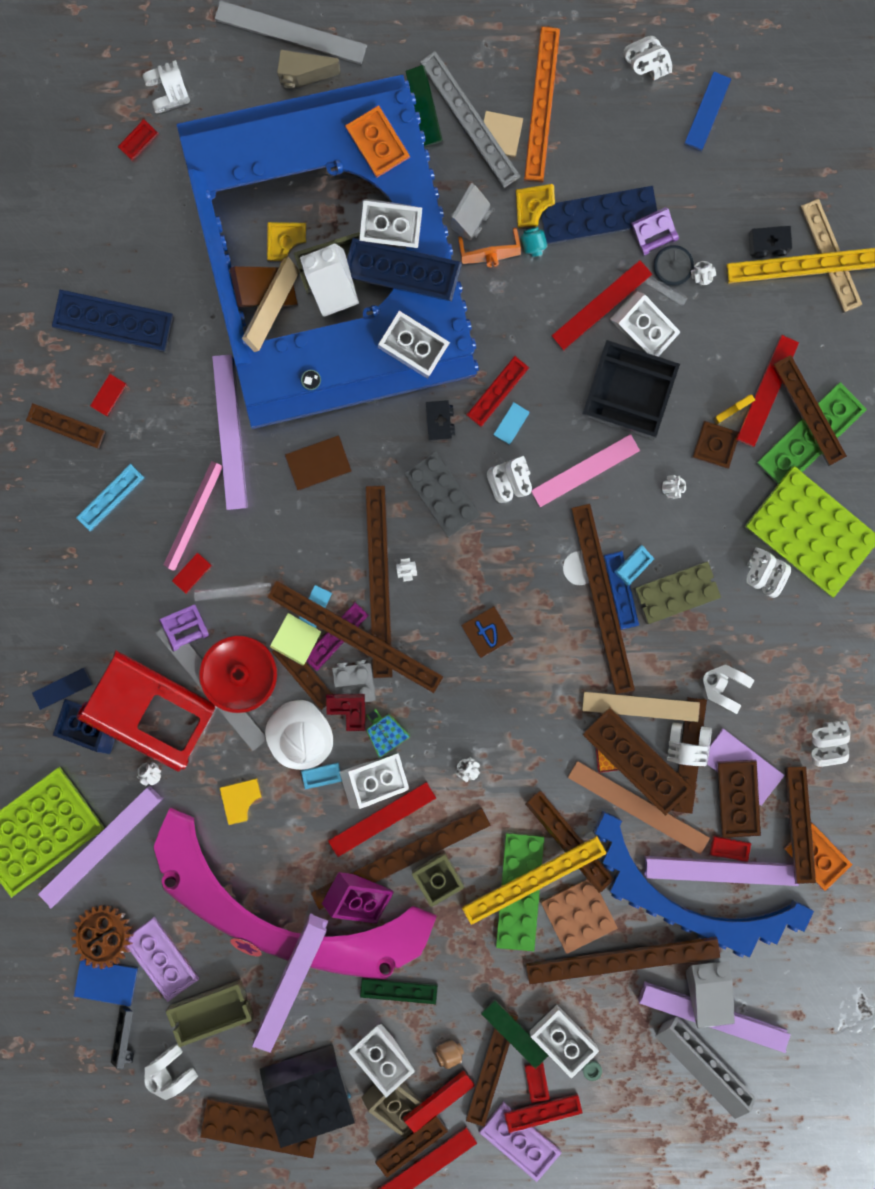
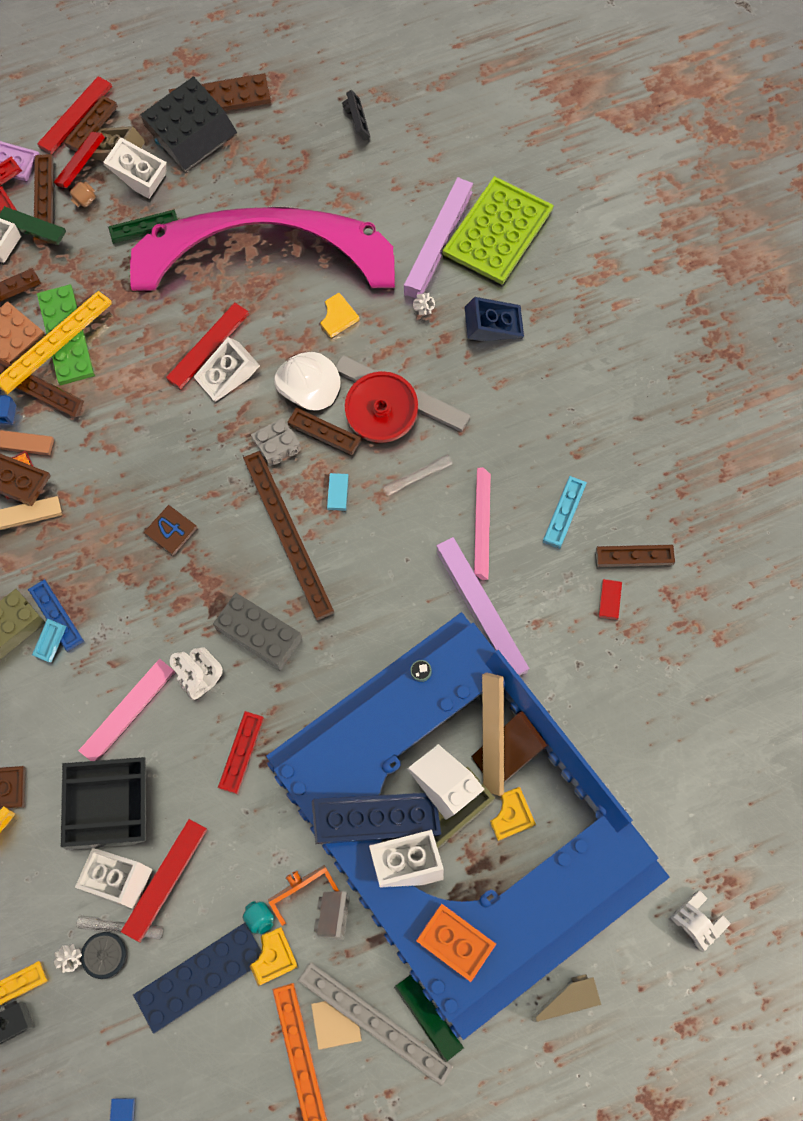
camera: 160 degrees right, 20 degrees down
(62, 688) = (529, 343): dark blue tile -> none
(94, 922) = (394, 165): dark orange gear -> none
(106, 985) = (389, 148): blue tile -> none
(112, 320) = (639, 667): dark blue plate -> none
(123, 699) = (469, 344): red piece -> none
(138, 140) = (702, 855): red tile -> none
(159, 1080) = (311, 94): white piece -> none
(161, 959) = (352, 179): lavender tile -> none
(182, 621) = (451, 431): medium lavender plate -> none
(191, 573) = (461, 477): red tile -> none
(209, 1013) = (293, 152): olive piece -> none
(290, 32) = (602, 1039): light grey tile -> none
(290, 983) = (233, 189): lavender tile -> none
(295, 639) = (343, 454): yellowish green tile -> none
(318, 463) = (387, 616): reddish brown tile -> none
(321, 775) = (274, 359): medium azure tile -> none
(329, 644) = (308, 474): magenta tile -> none
(350, 705) = (269, 418): dark red plate -> none
(355, 636) = (289, 475): reddish brown plate -> none
(356, 899) = (205, 272): magenta slope -> none
(385, 732) = (230, 411): torso -> none
(406, 569) = (265, 552): white gear -> none
(413, 344) = (333, 744): white brick -> none
(415, 851) = (178, 323): reddish brown plate -> none
(434, 410) = (285, 687): black brick -> none
(438, 879) = (139, 313): olive brick -> none
(468, 769) = (145, 408): white gear -> none
(511, 423) = (216, 726): medium azure tile -> none
(575, 569) = (102, 621): white sticker -> none
(602, 599) = (71, 601): reddish brown plate -> none
(652, 225) = (138, 987): medium lavender plate -> none
(674, 486) = (32, 728): white gear -> none

